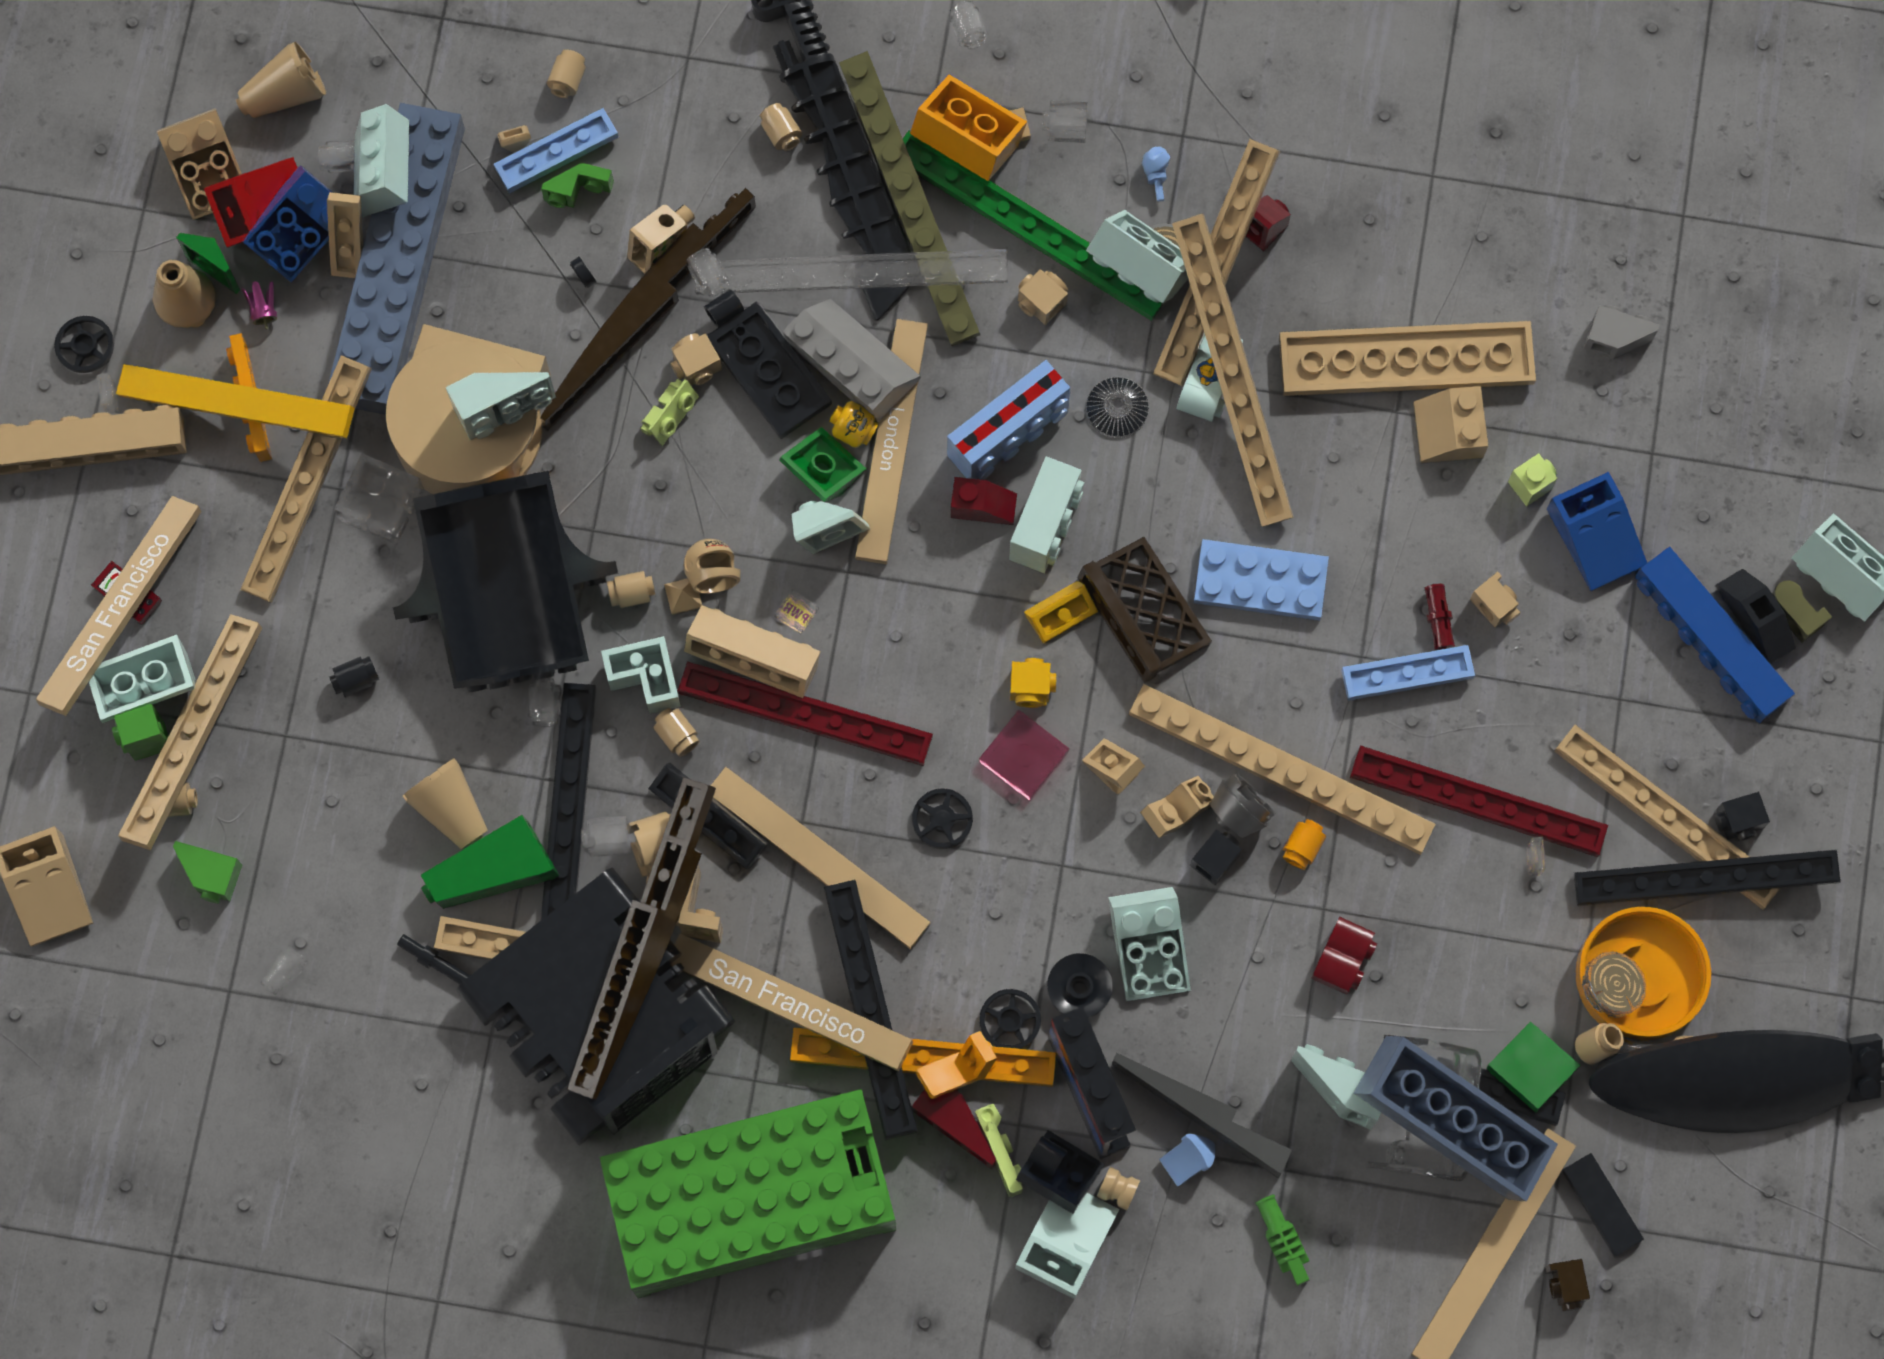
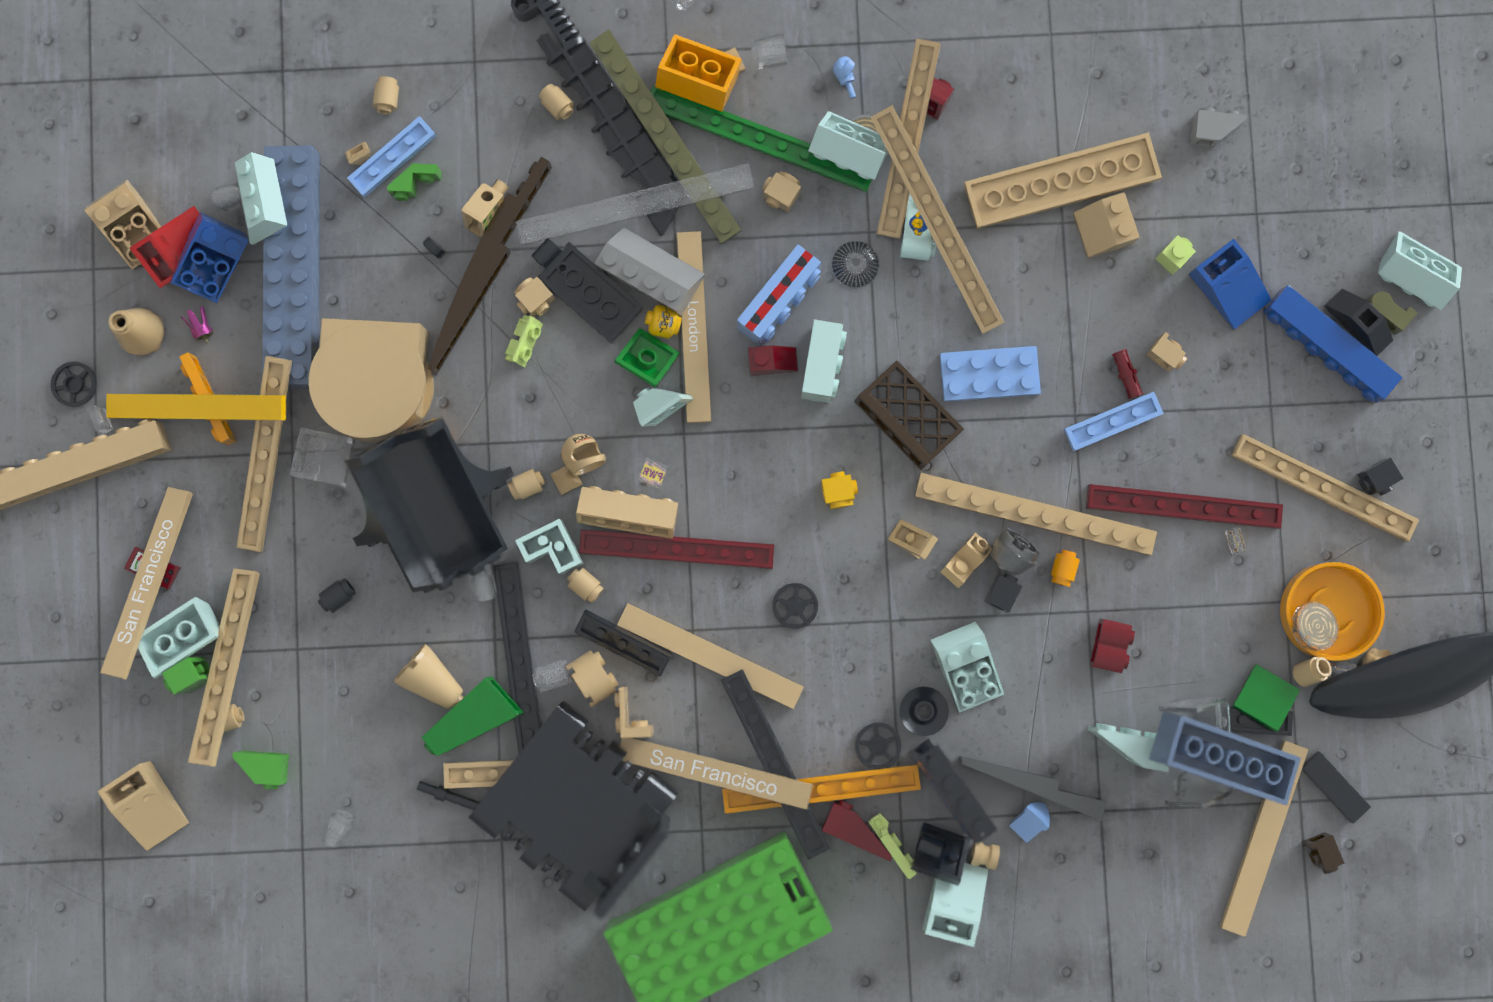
camera: 10 degrees left, 10 degrees up
(208, 257) = (150, 298): green slope -> none
(281, 84) = (172, 149): tan cone -> none
(344, 233) = (246, 258): tan plate -> none
(498, 398) = (386, 370): light aqua slope -> none
(643, 939) = (598, 756): dark brown slope -> none
(707, 272) = (527, 229): clear brick -> none
(958, 1069) = (850, 797): light orange bracket -> none
(1024, 754) = (844, 544): clear pink tile -> none
(1061, 611) = (847, 429): yellow slope -> none
(1283, 1240) = (1111, 865): bright green hinge -> none
(1707, 877) = (1364, 529): black tile -> none

